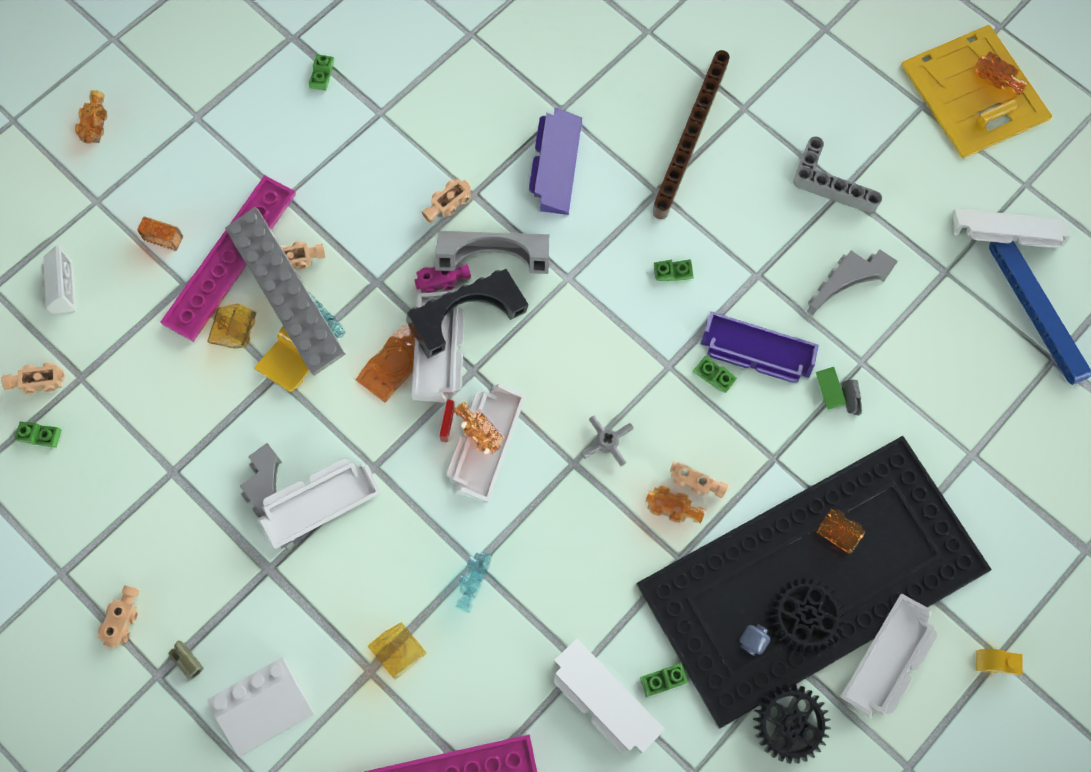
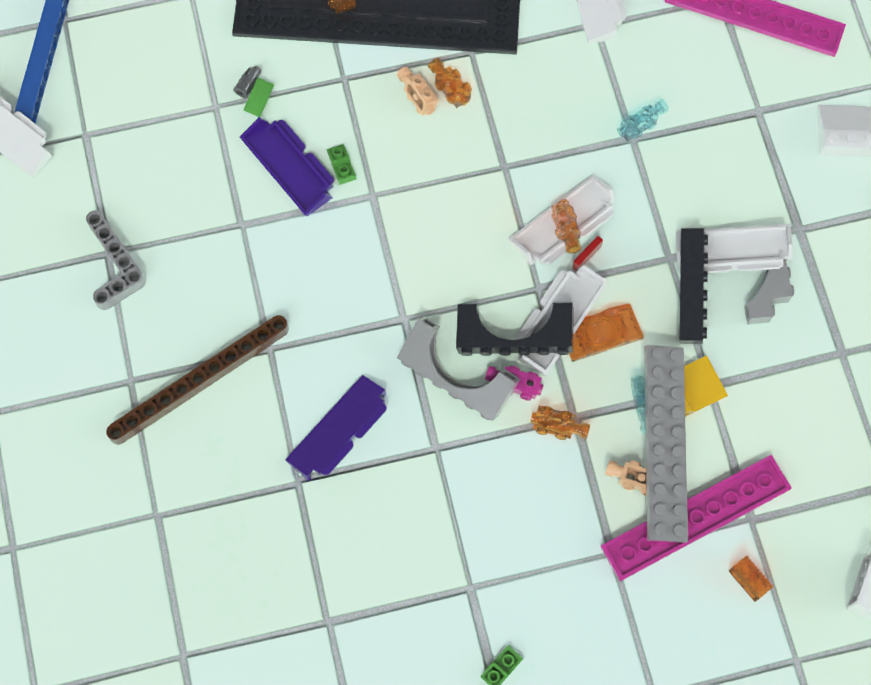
camera: 145 degrees left, 0 degrees up
(232, 326) = (728, 446): clear yellow slope -> none
(336, 441) = (692, 286): none -> black brick
(387, 262) = (558, 423): none -> clear orange brick
(397, 650) = (731, 107): clear yellow slope -> none
(448, 199) = (460, 445): light nougat brick -> none
(609, 434) = (466, 168): light grey bar -> none
(673, 271) = (309, 268): bright green slope -> none
(851, 272) = (169, 175): light grey arch -> none

